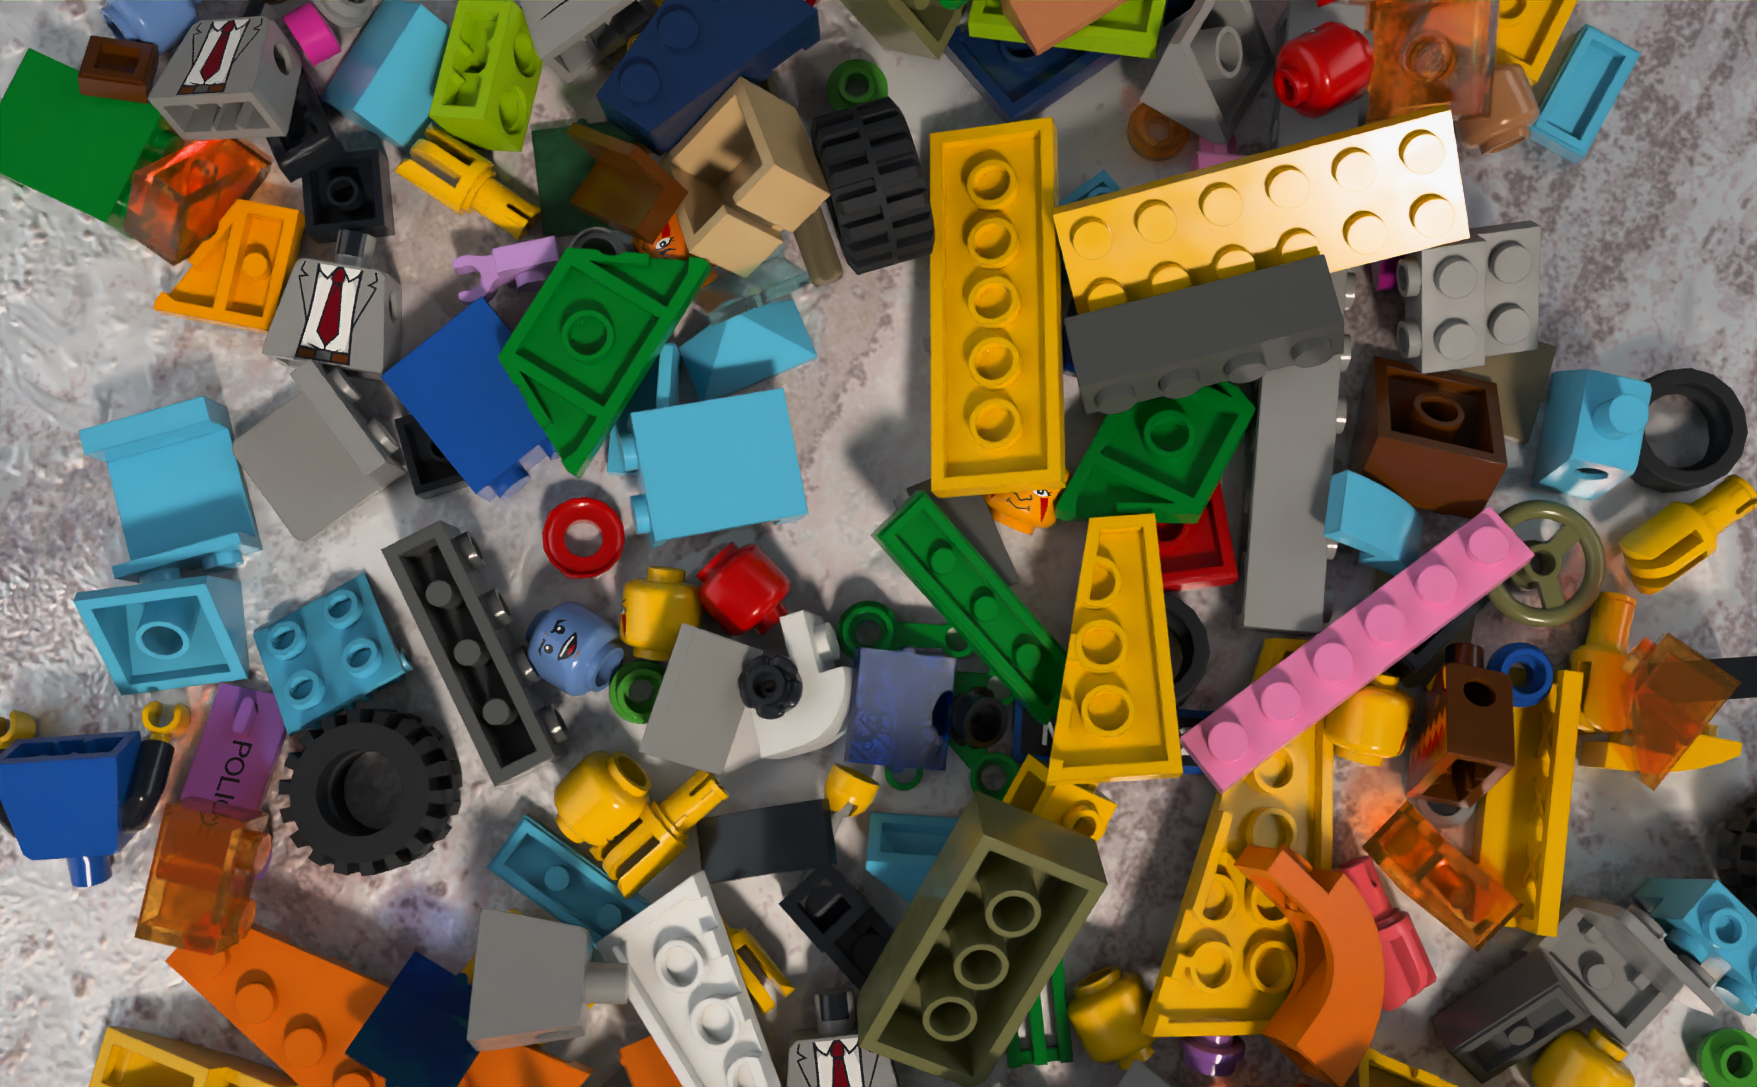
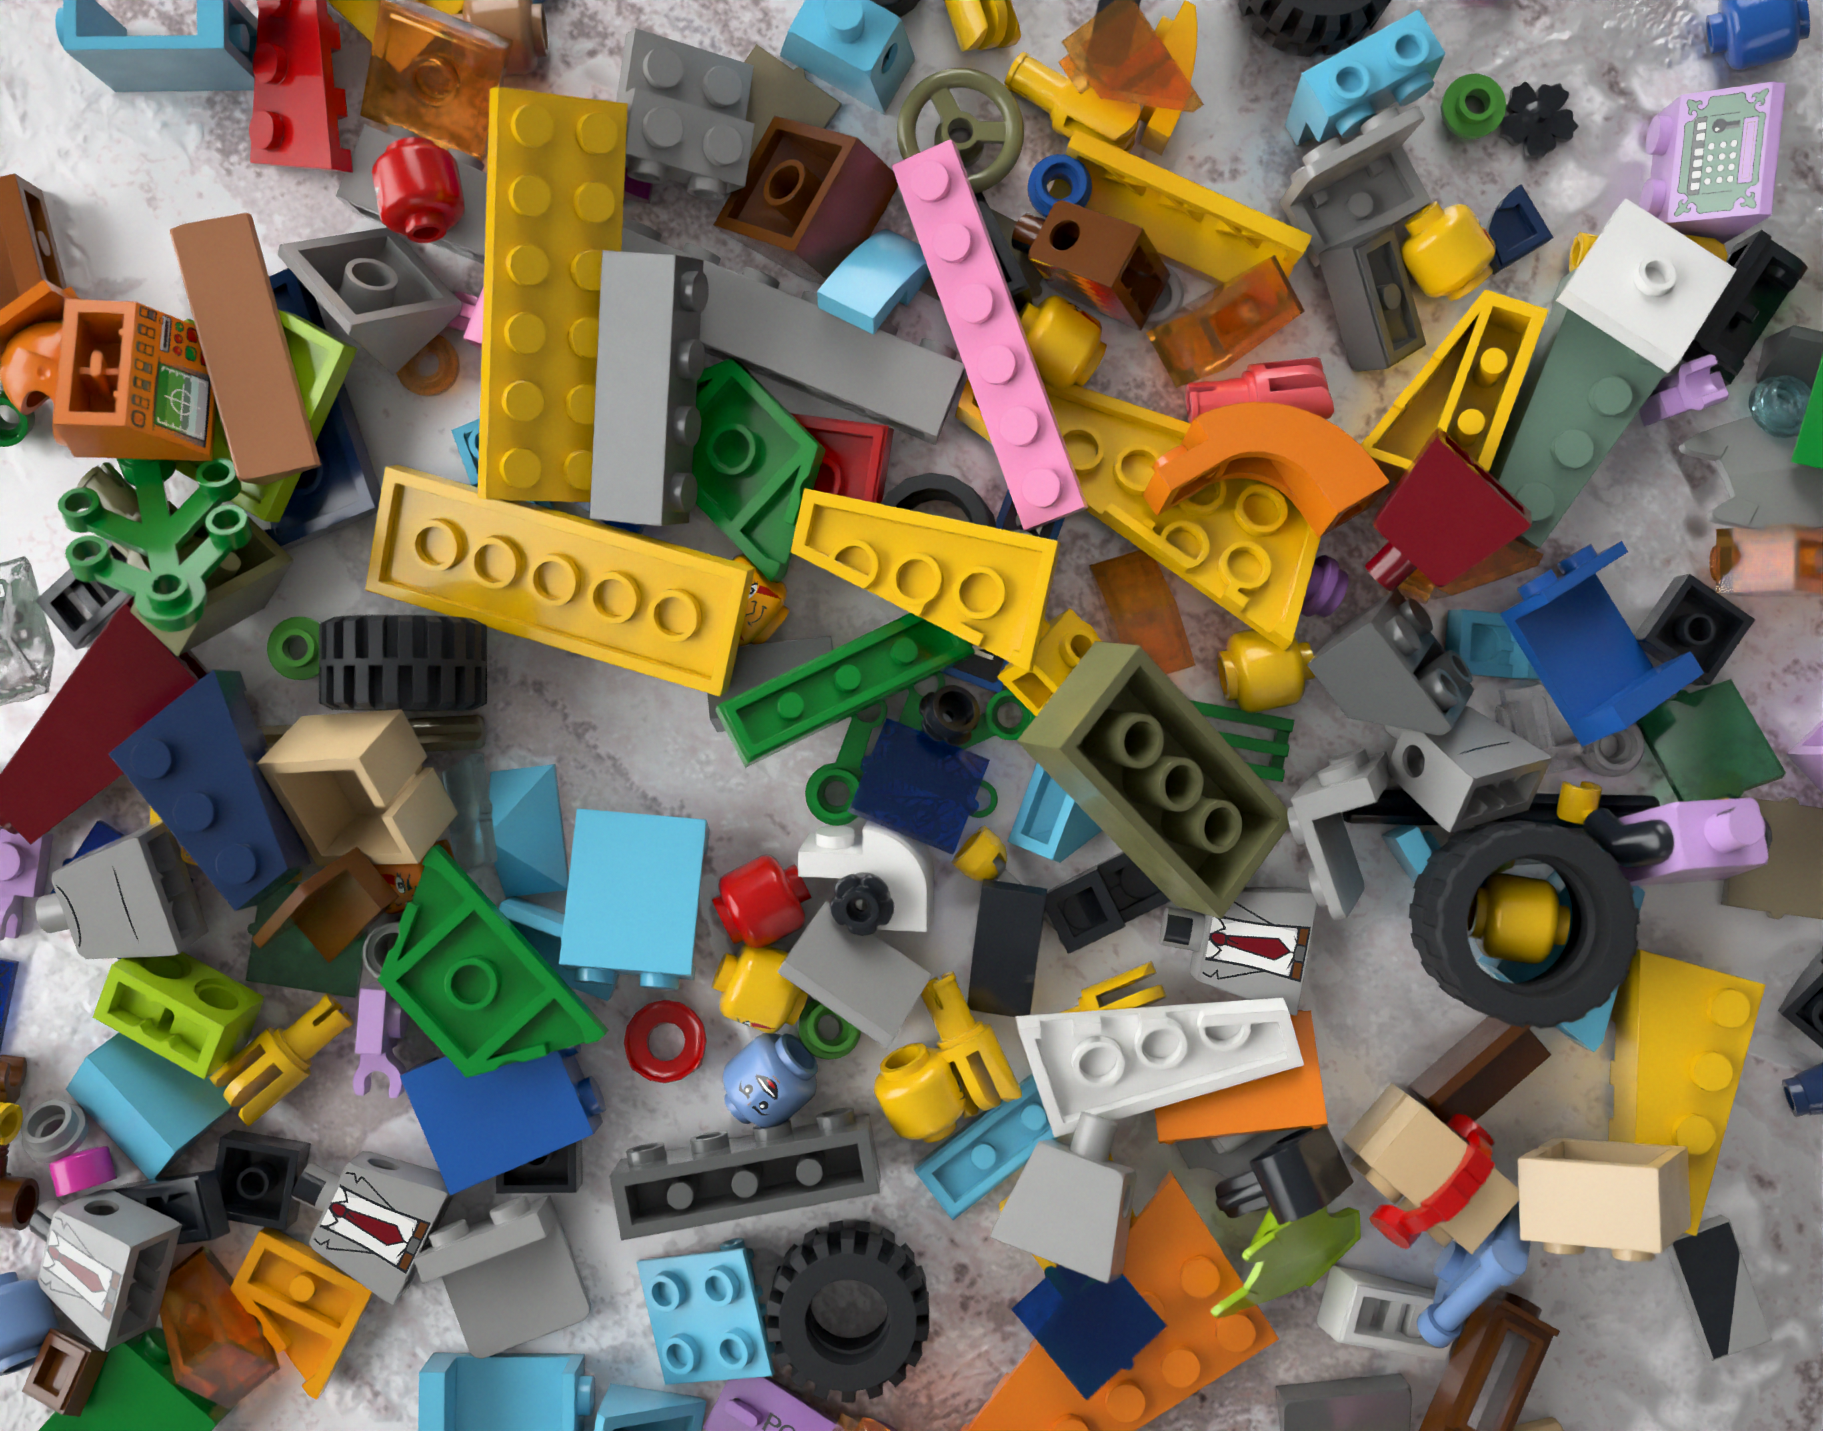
camera: 80 degrees left, 5 degrees up
(1139, 875) = (1142, 609): none -> clear orange slope

